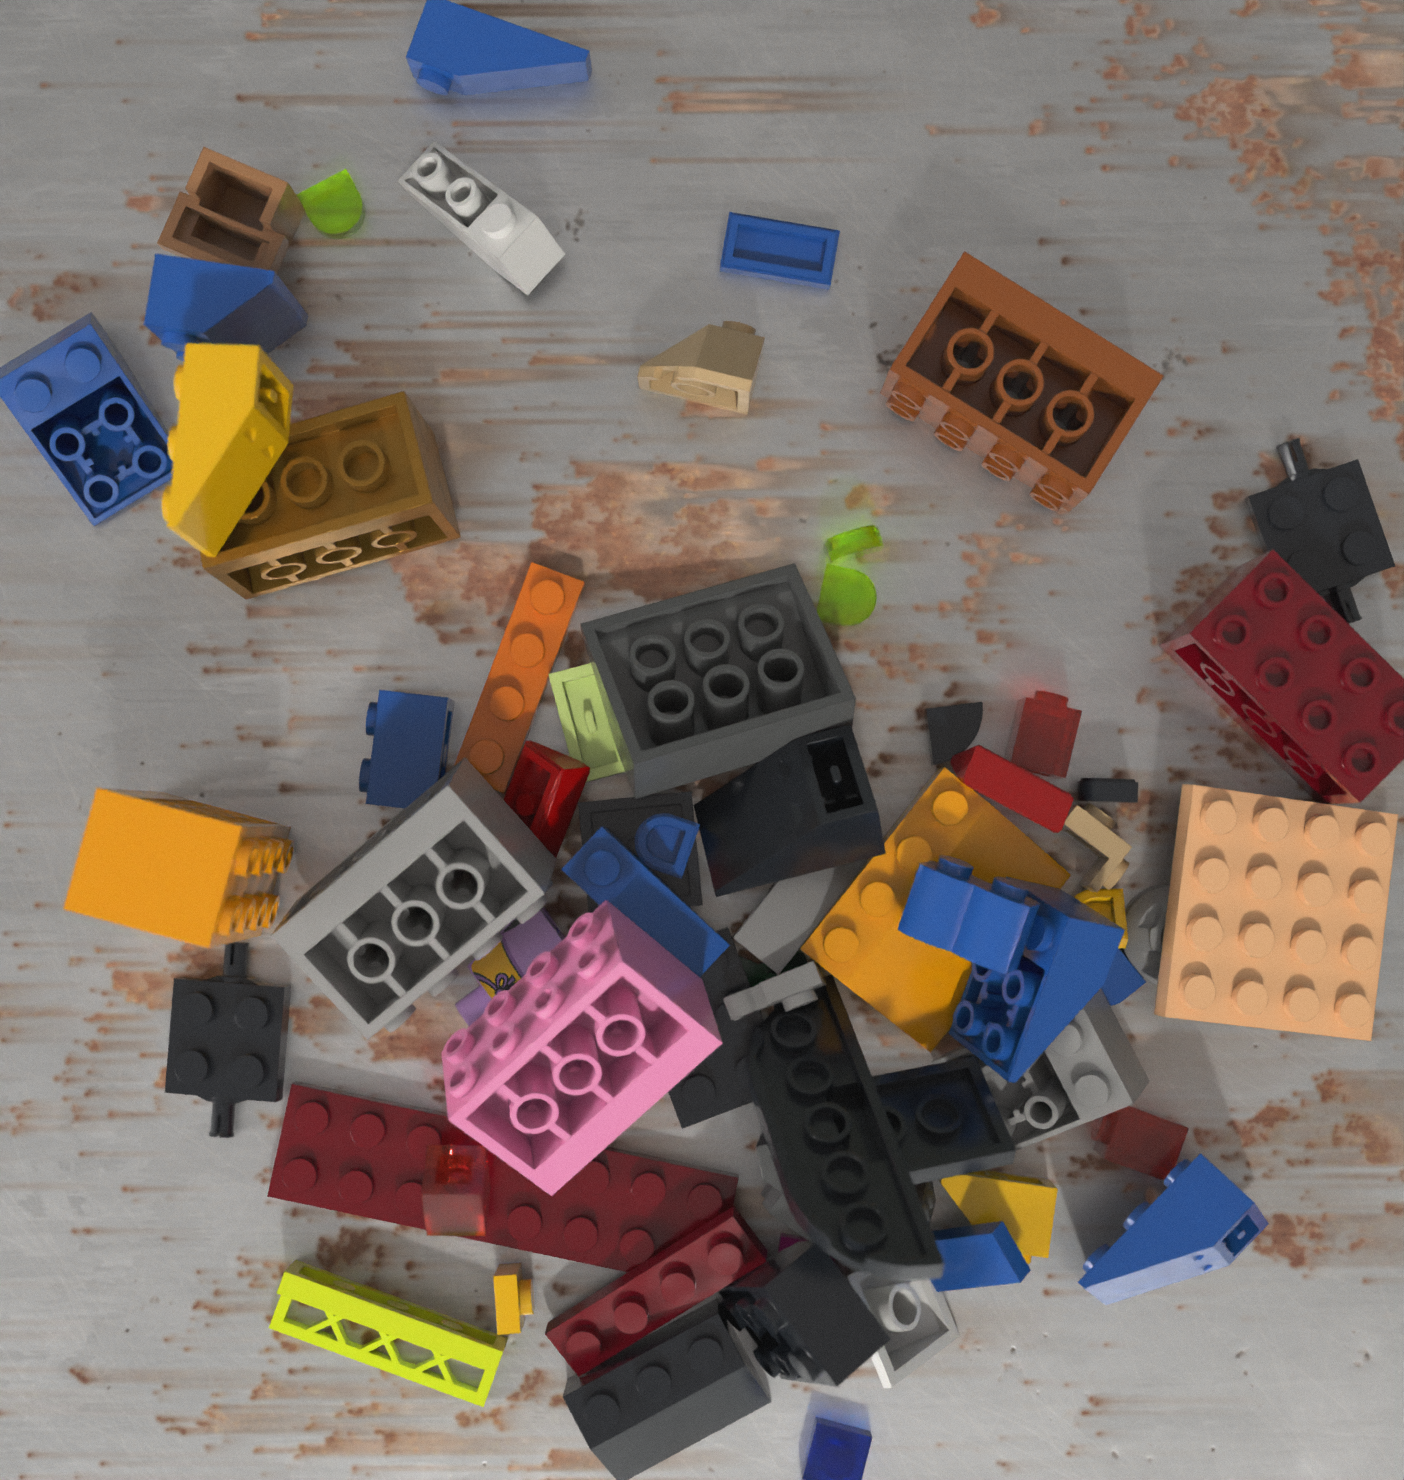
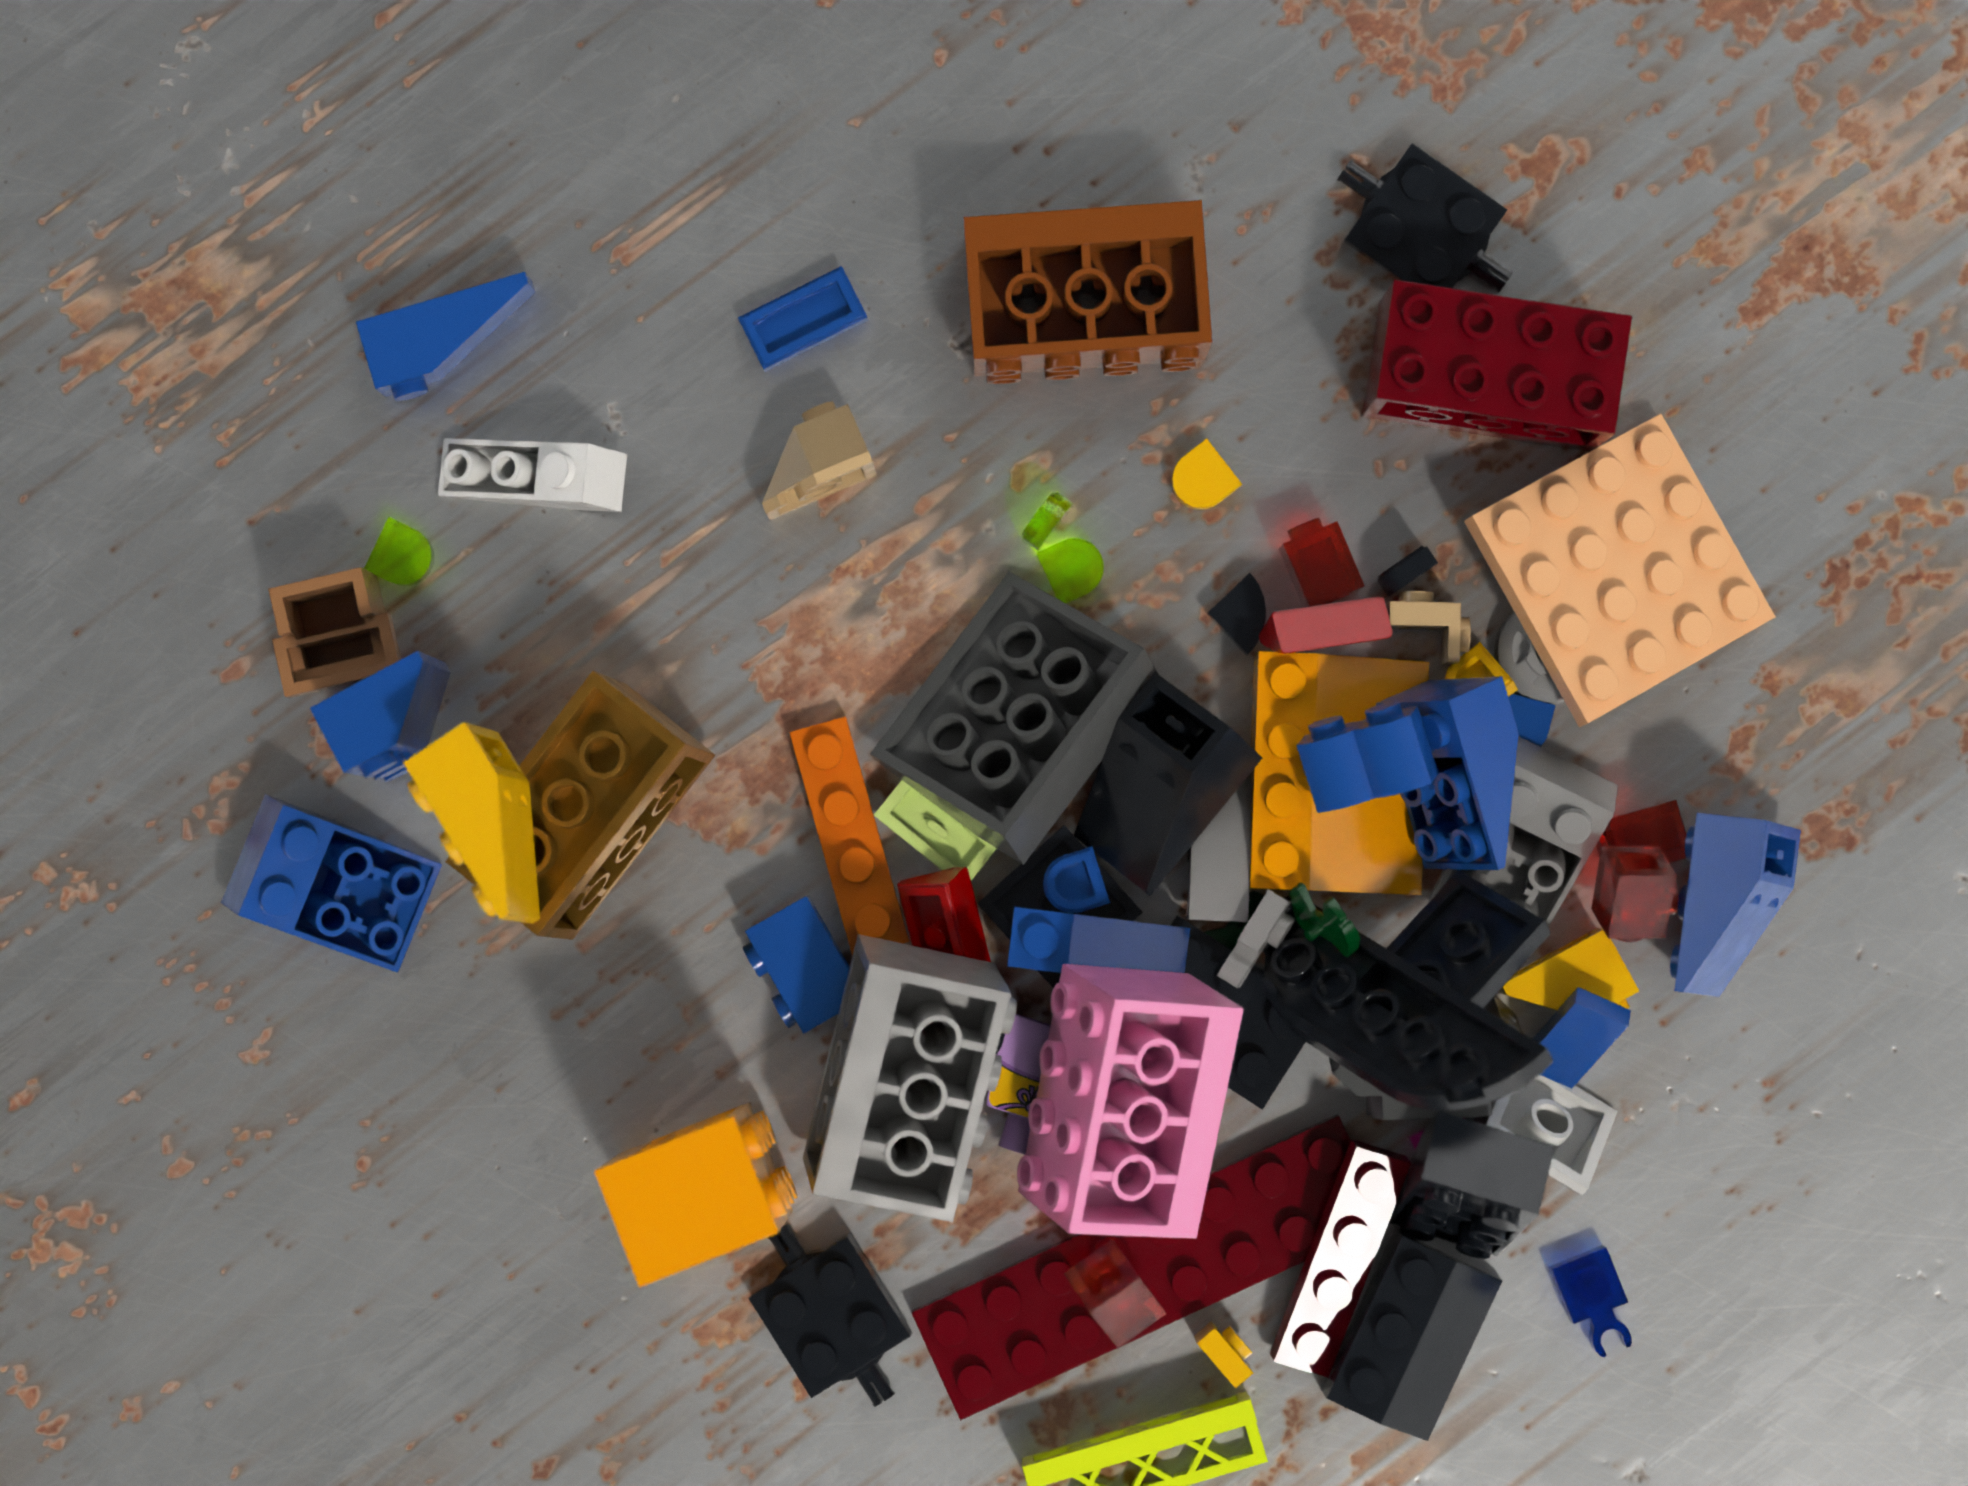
camera: 35 degrees left, 0 degrees up
(842, 1025) = (1330, 924): none -> dark green piece
(1000, 602) = (1203, 478): none -> yellow tile
(1102, 1179) = (1634, 893): none -> clear red brick

